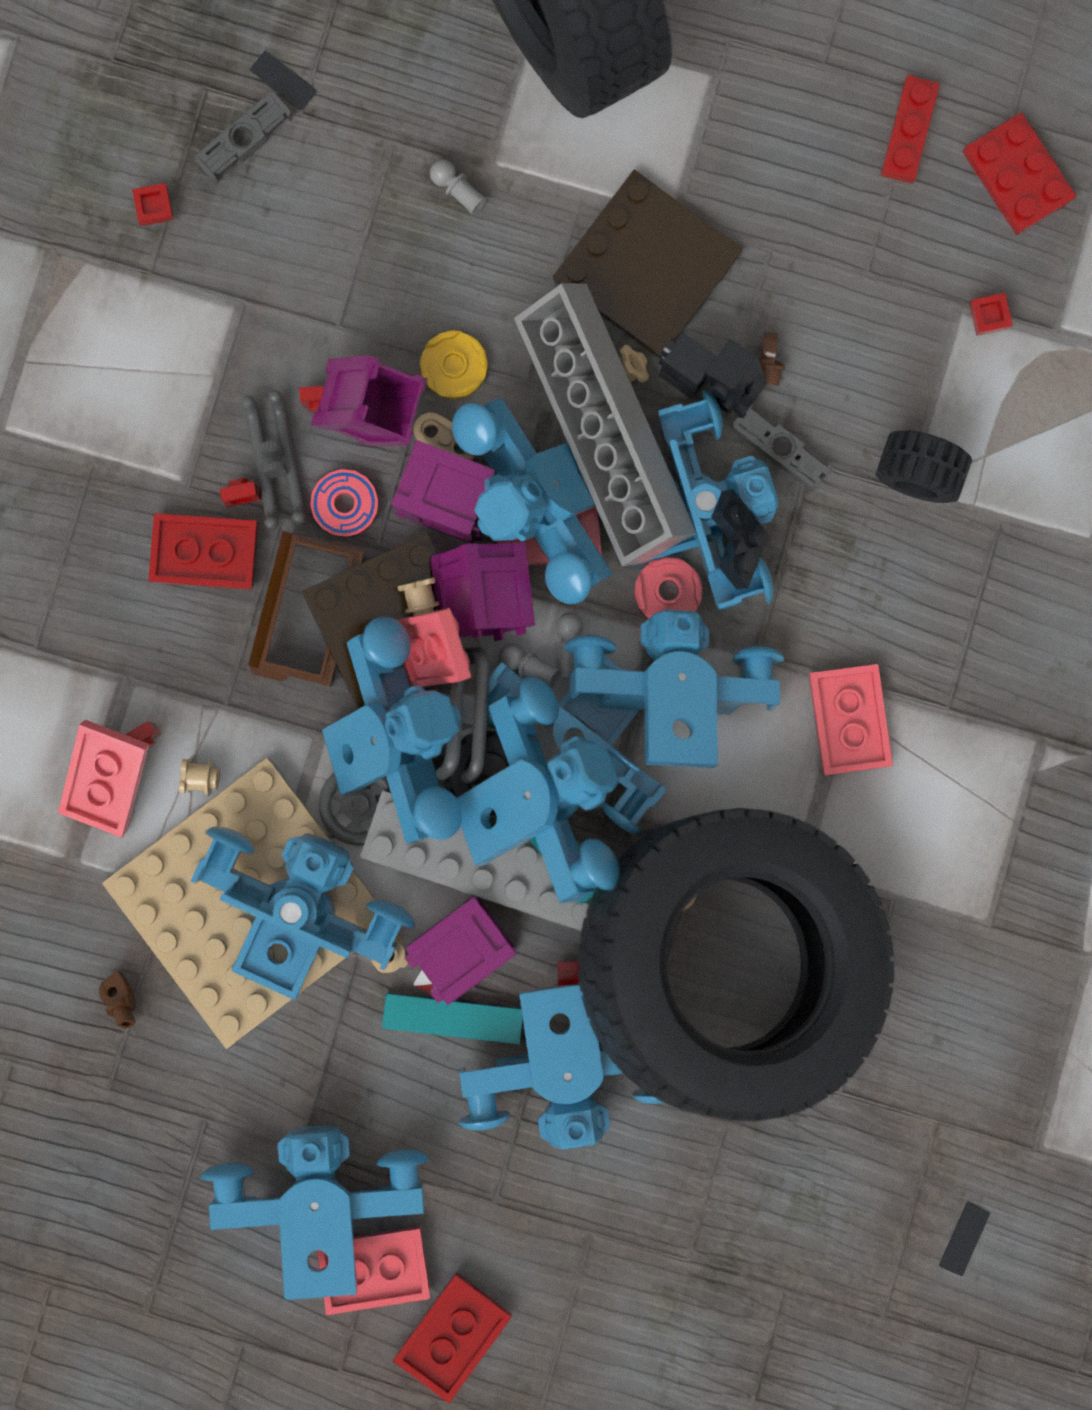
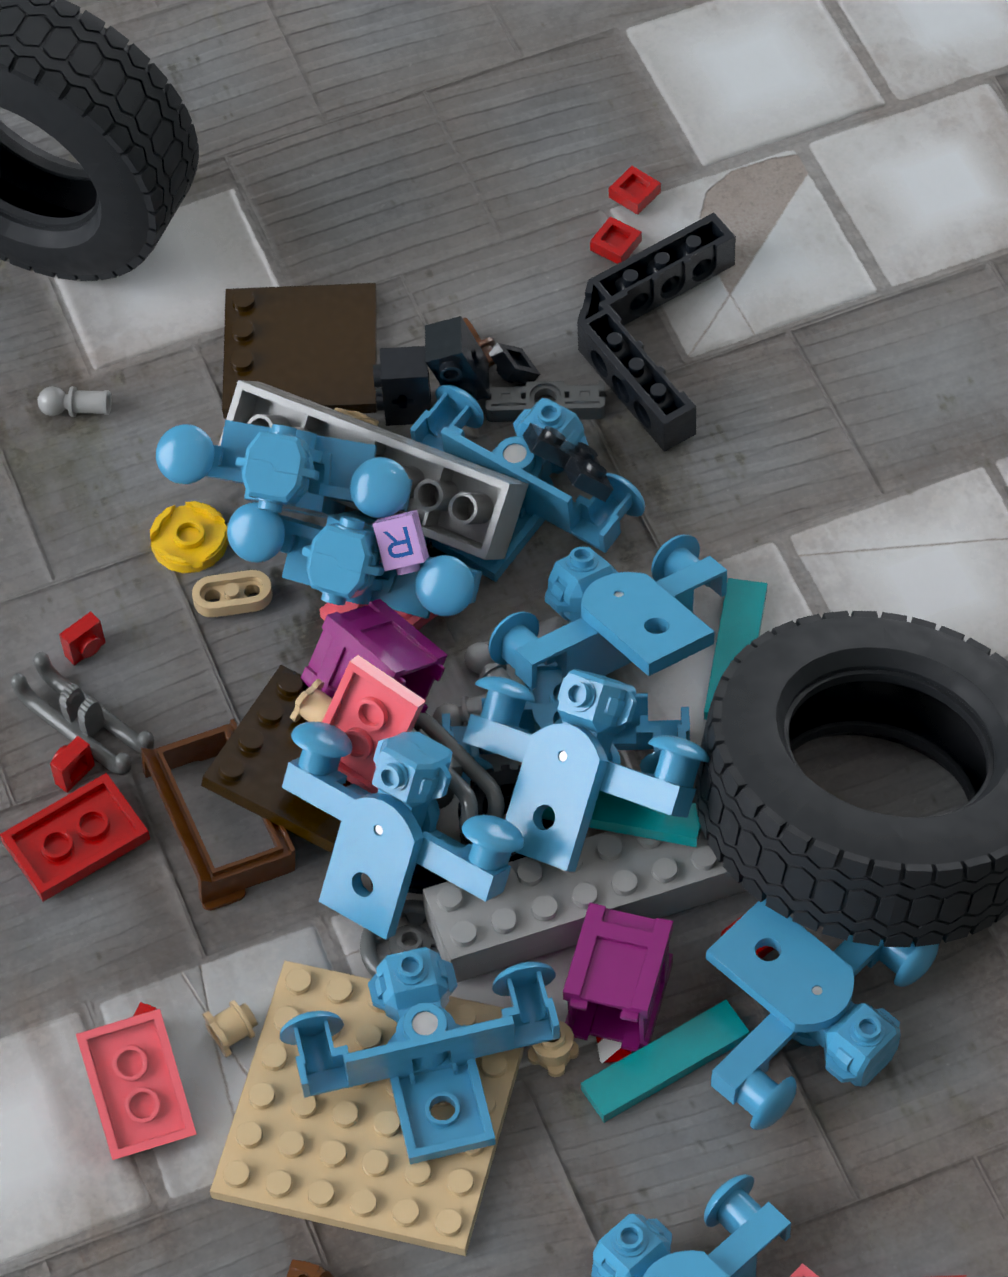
camera: 30 degrees left, 30 degrees down
(330, 489) = (176, 690): coral tile -> none
(369, 401) = (137, 591): magenta container -> none
(441, 492) = (267, 621): magenta container -> none
(528, 399) = (288, 468): none -> dark azure piece
(559, 525) = (401, 542): none -> lavender brick
(667, 570) = (524, 565): coral tile -> none
(745, 755) = (738, 627): none -> teal tile
(782, 401) = (513, 364): none -> black plate
(850, 719) = (803, 555): coral plate -> none
(902, 407) = (634, 290): none -> black brick
(909, 129) = (441, 115): red plate -> none
(924, 466) = (682, 317): black tyre -> none
(940, 349) = (615, 240): none -> red plate
(1019, 173) = (563, 86): red plate -> none

